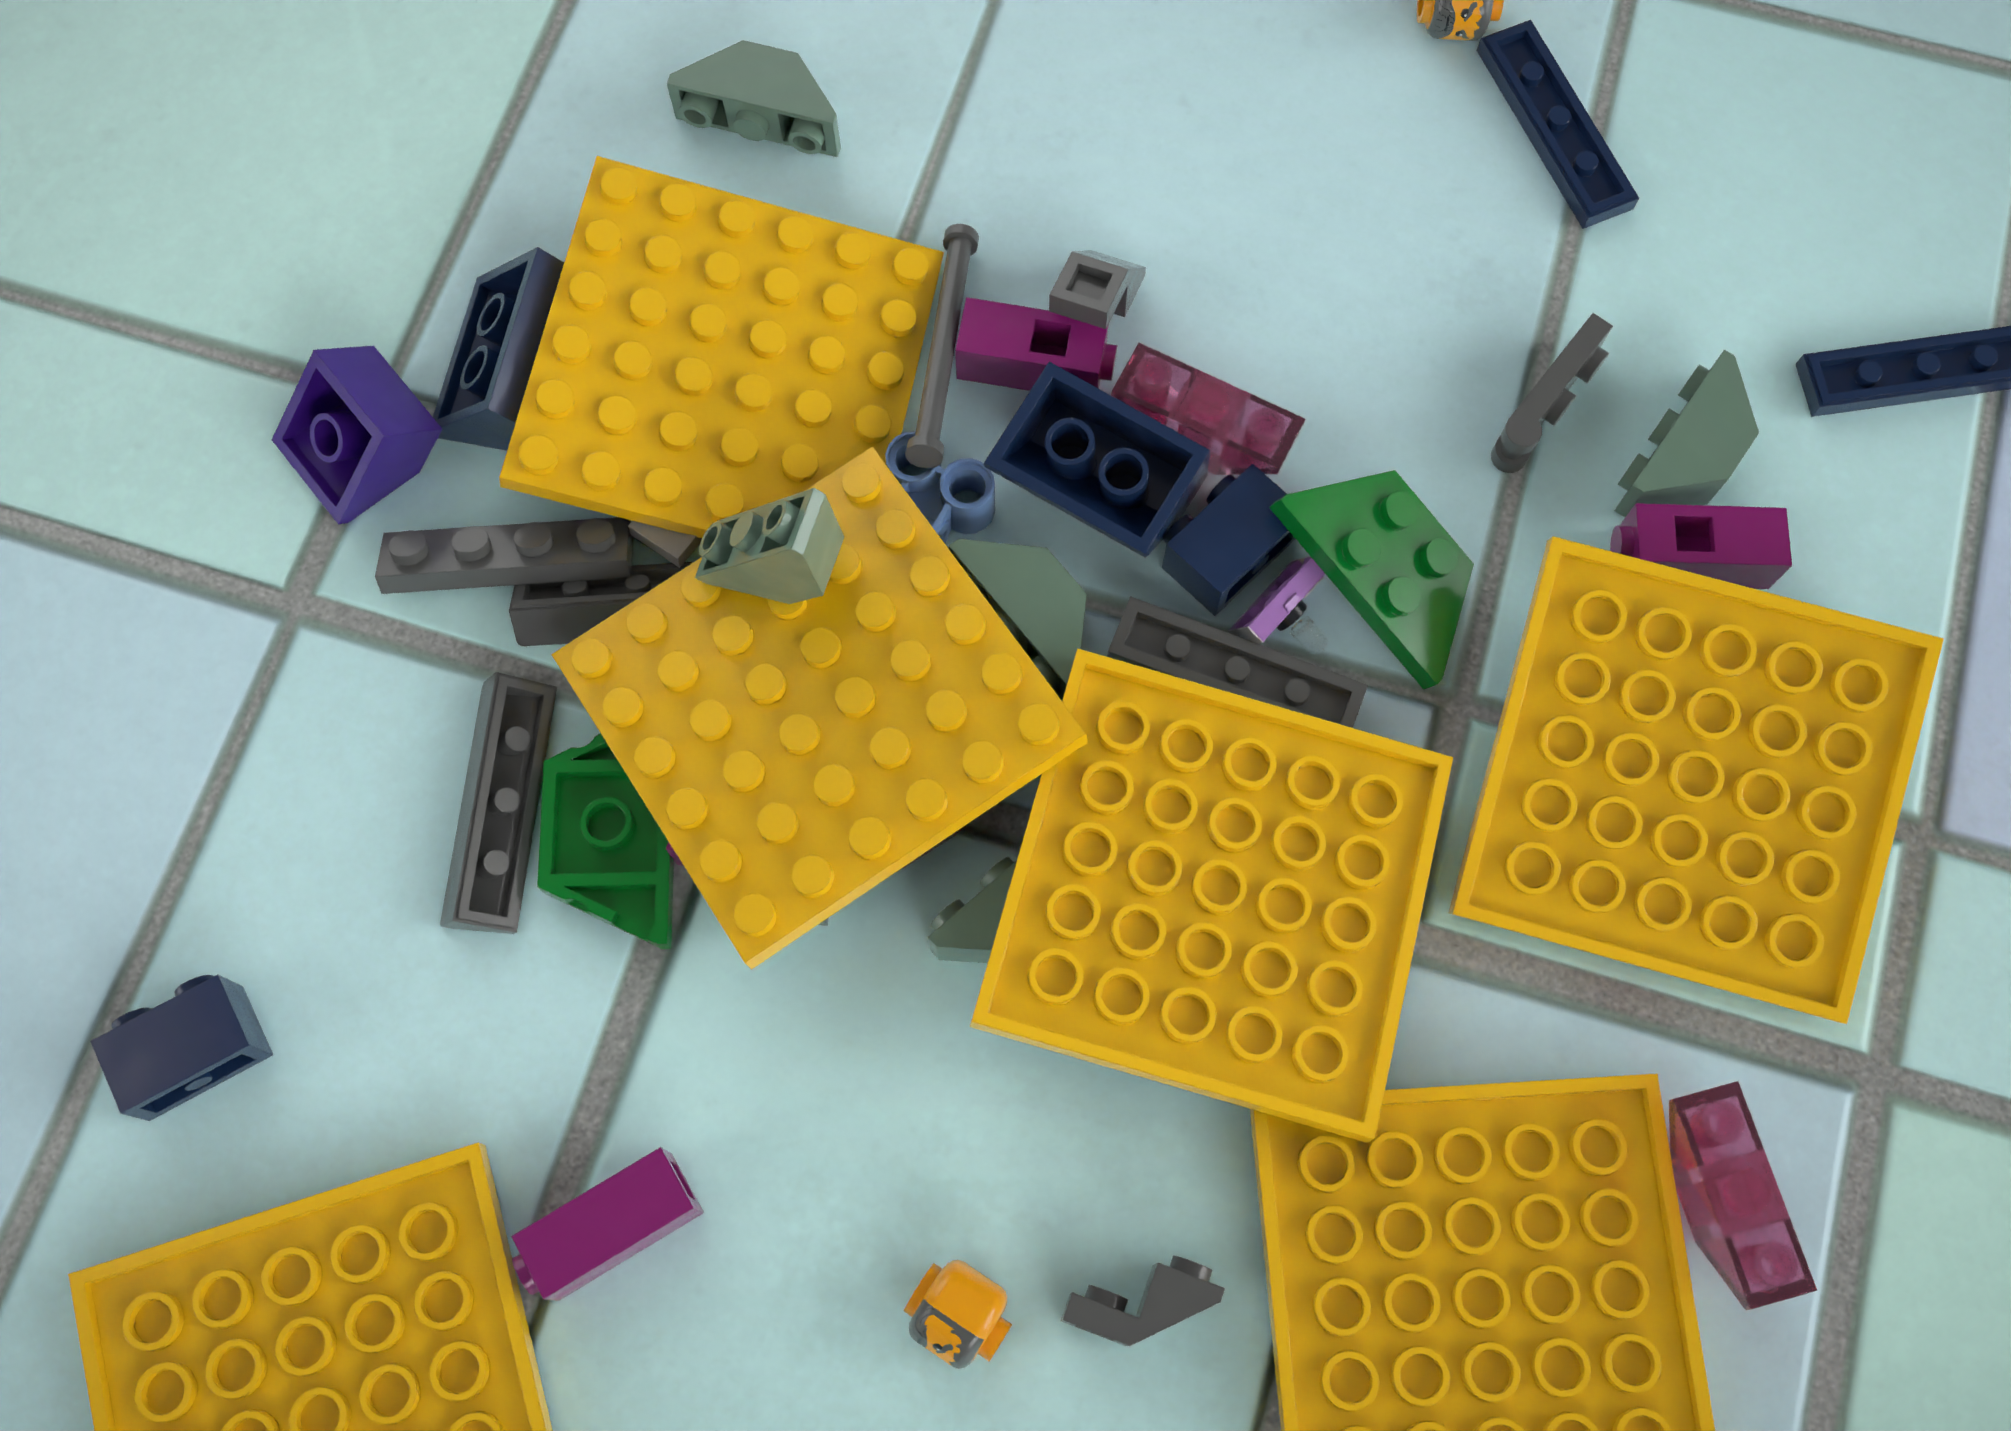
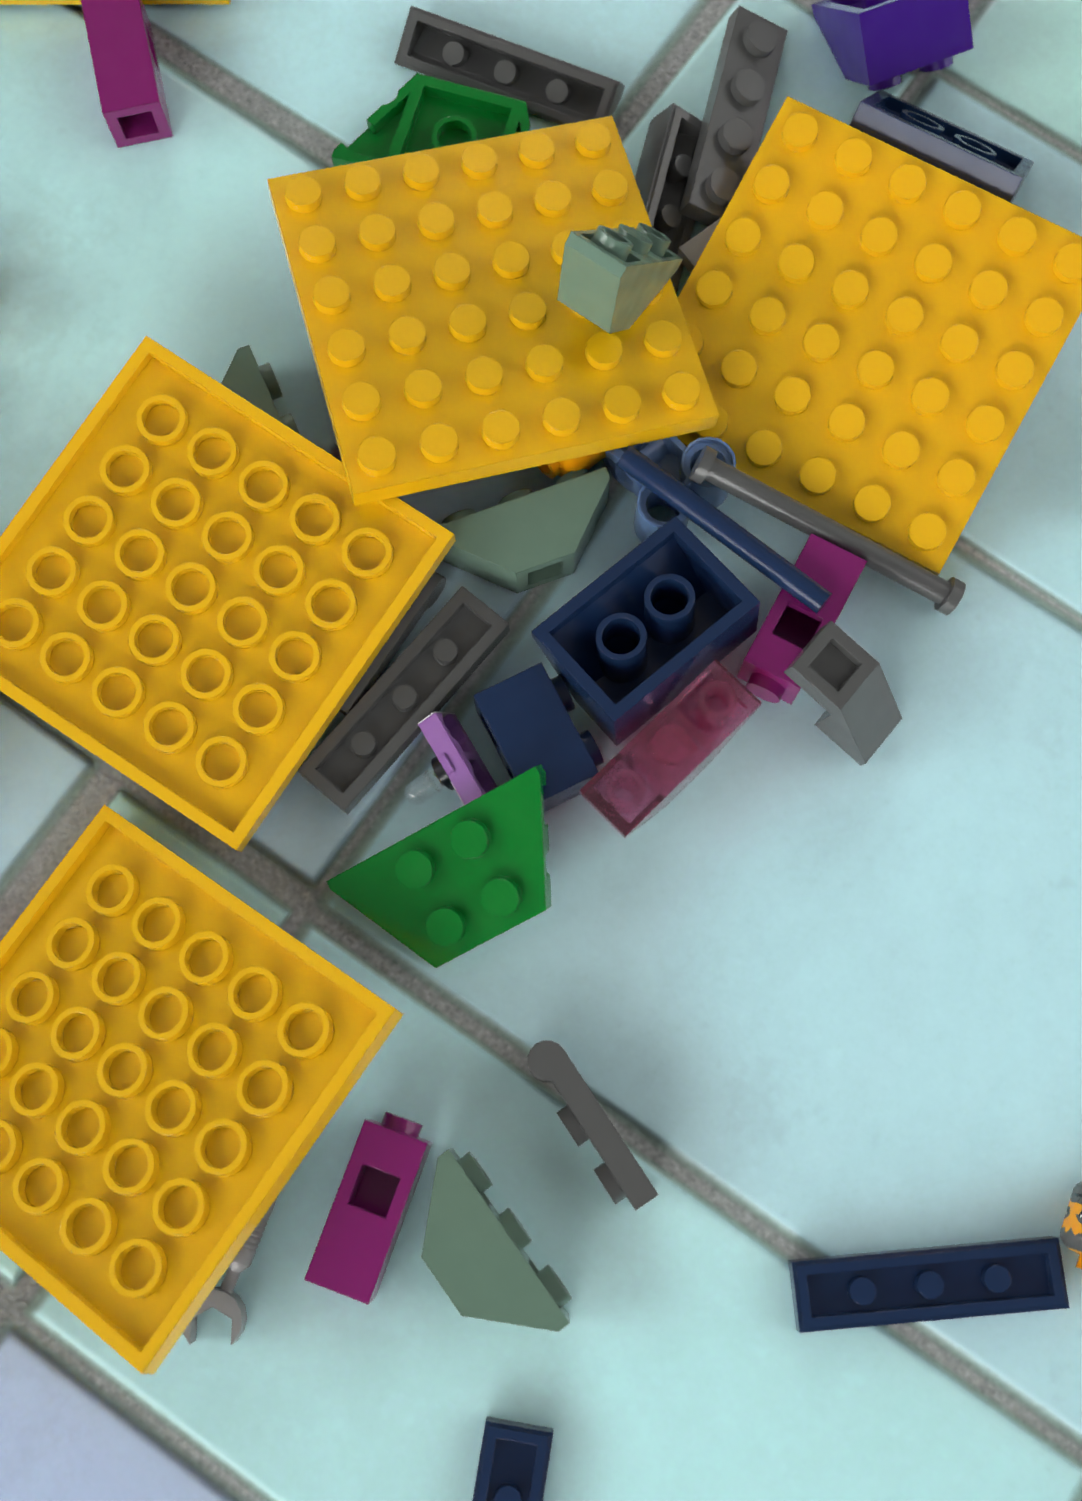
camera: 110 degrees right, 5 degrees up
(981, 420) = (724, 529): none -> dark blue bar

